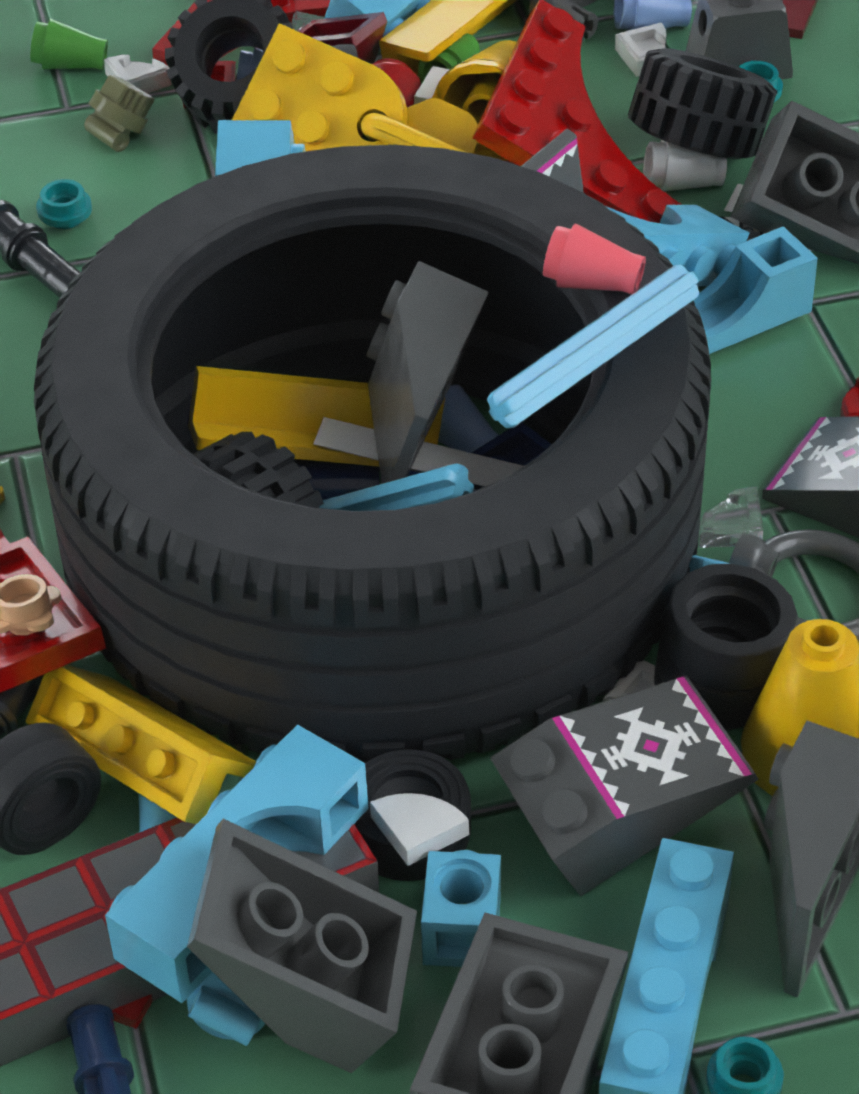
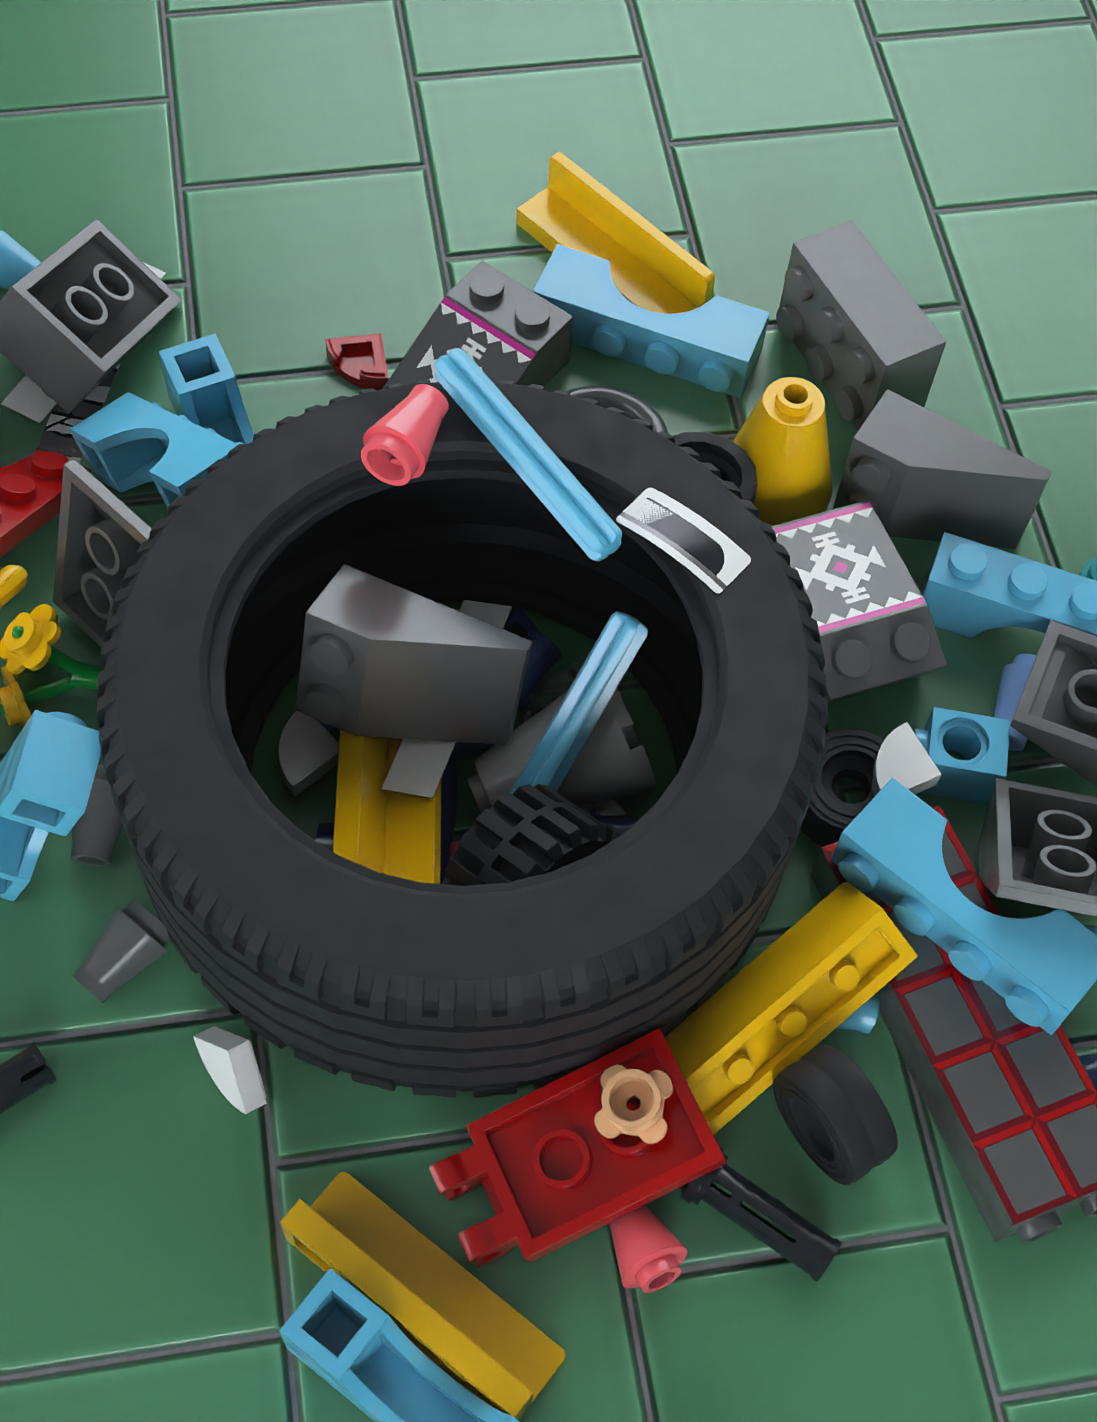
camera: 90 degrees left, 15 degrees up
(522, 469) = (685, 538): none -> sticker

